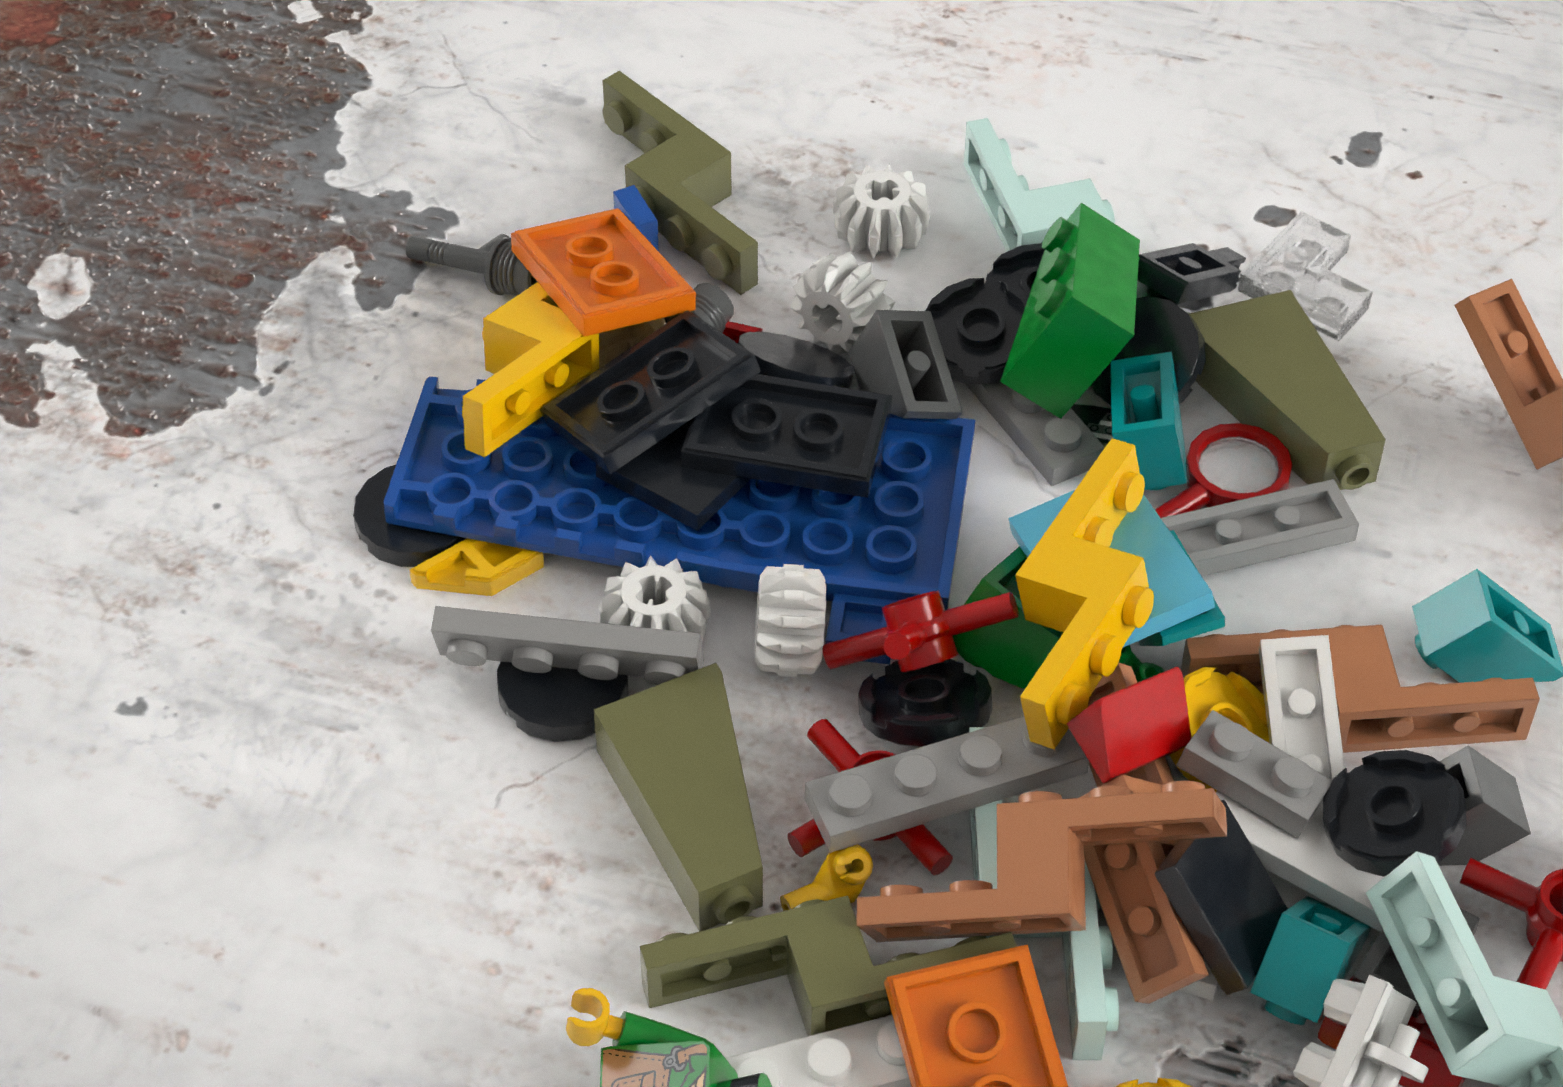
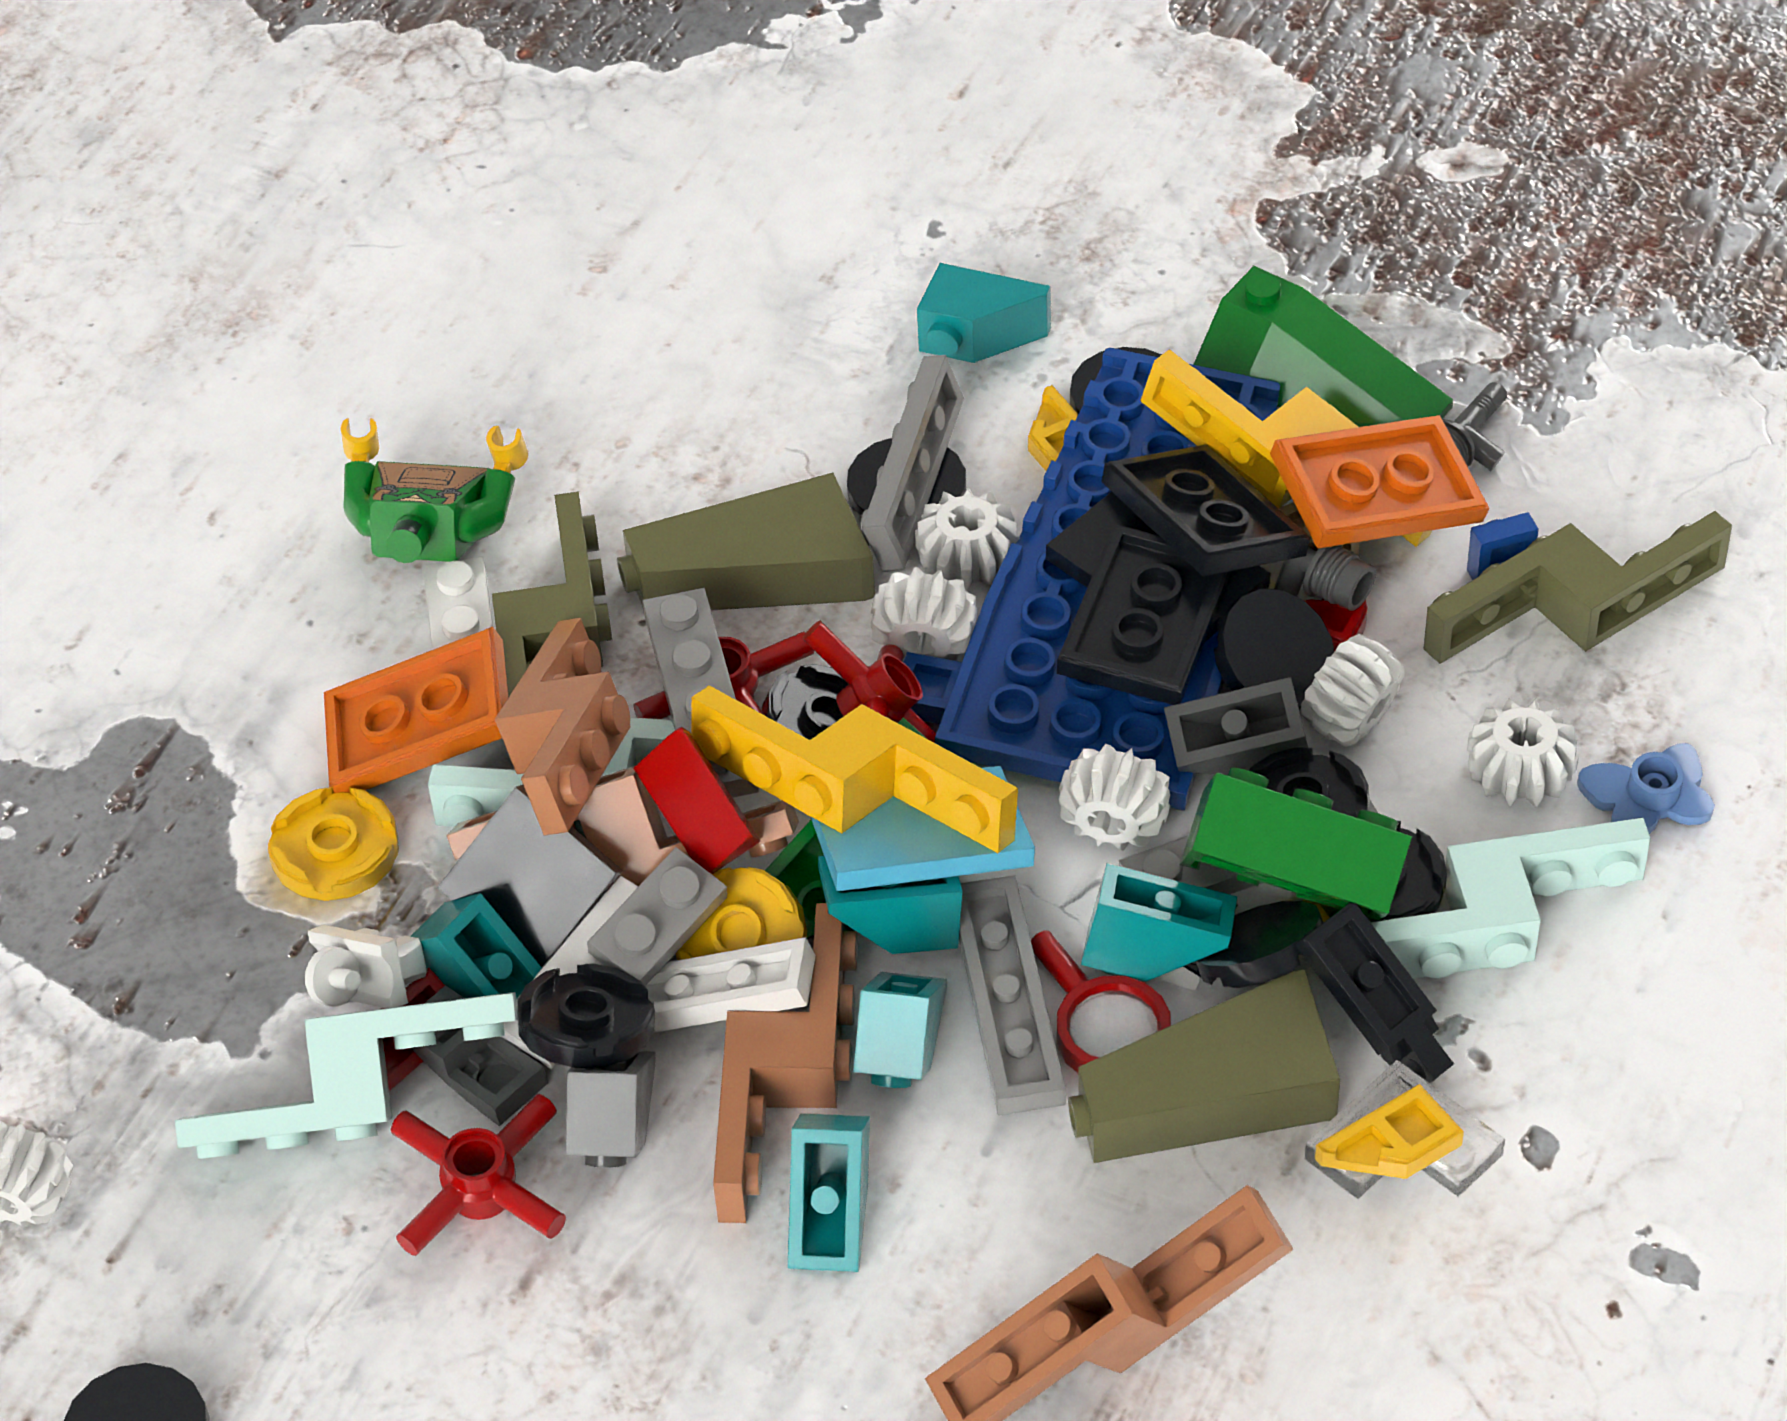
camera: 100 degrees right, 0 degrees up
(307, 636) = (980, 313): none -> teal slope
(366, 377) = (1293, 338): none -> green wedge
(839, 876) = (633, 639): yellow arm -> none
(899, 142) = (1652, 789): none -> medium blue animal
(1001, 458) = (1114, 797): none -> white gear
(1293, 592) = (898, 1028): none -> slope
(1327, 264) = (1394, 1138): none -> yellow tile

